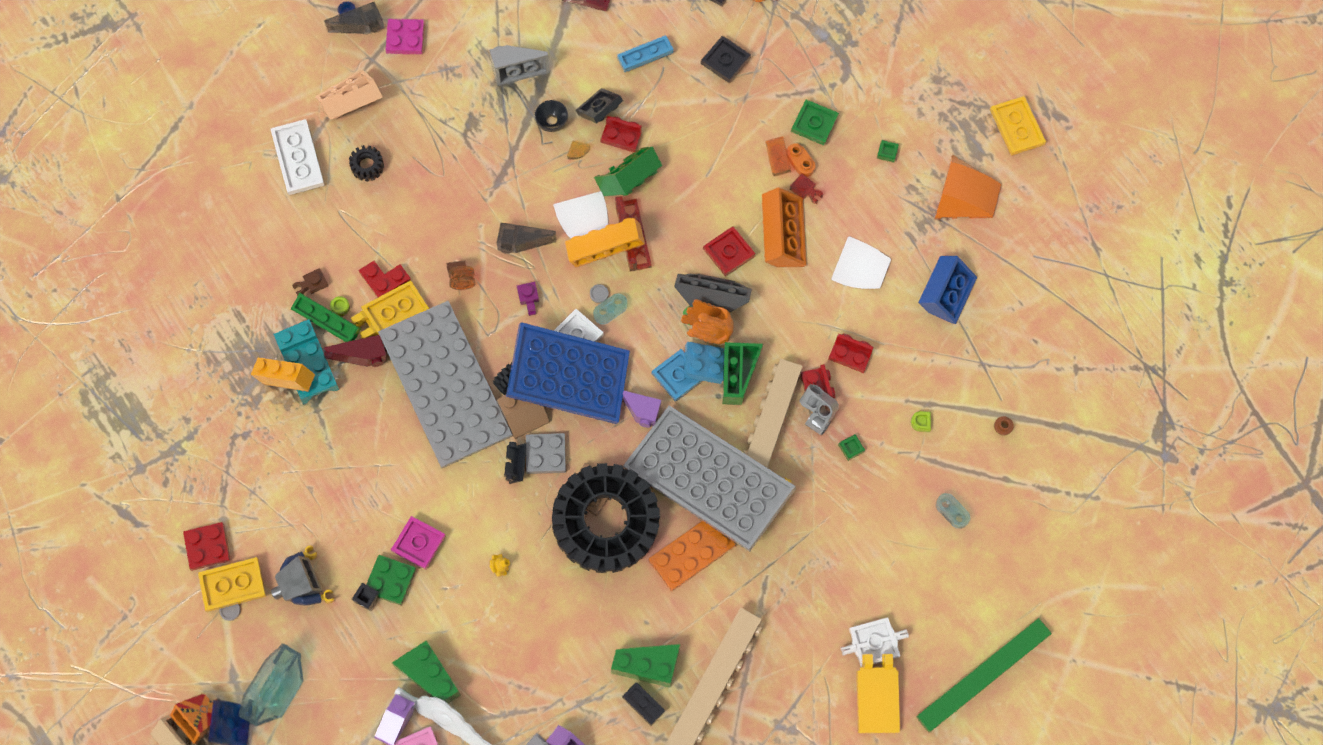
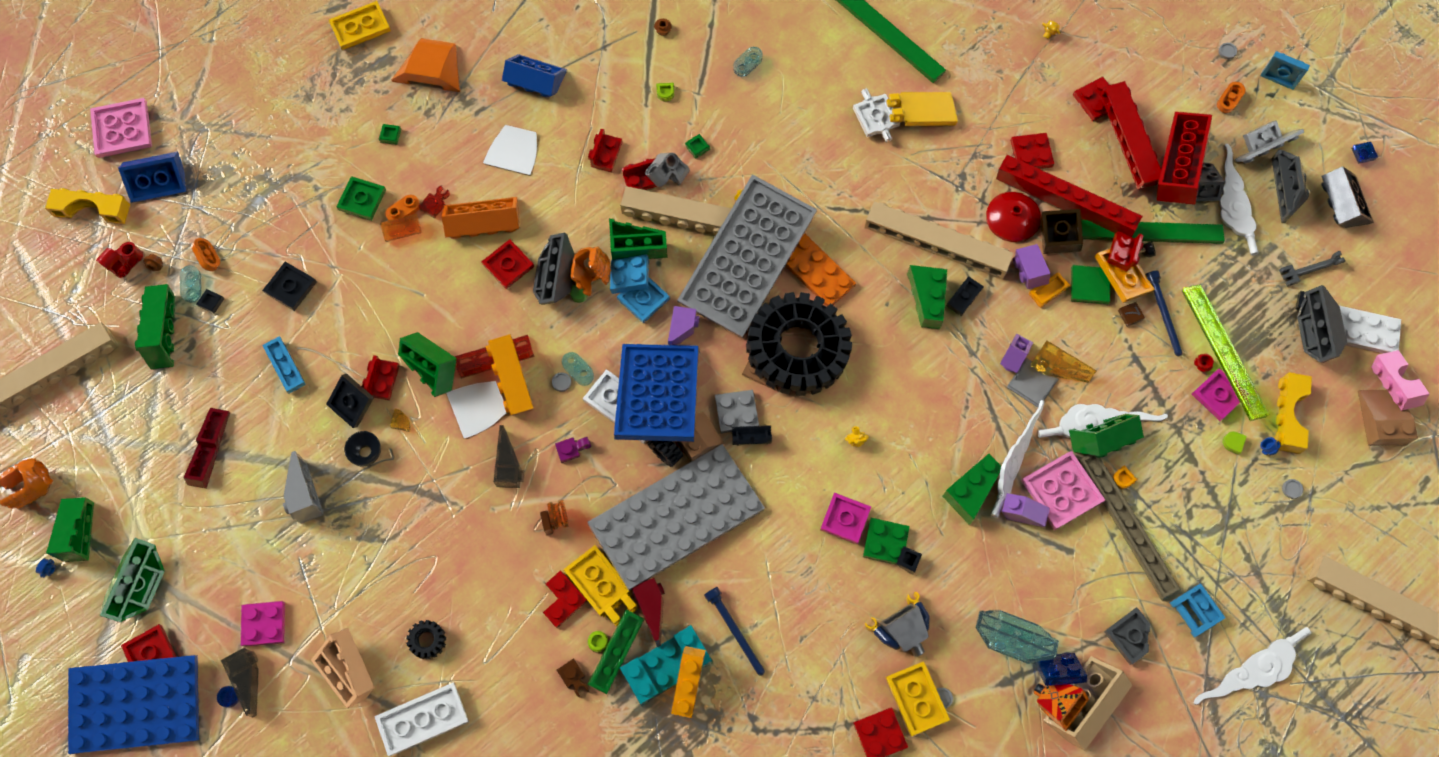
camera: 95 degrees left, 0 degrees up
(361, 411) = (714, 597): none -> dark blue piece

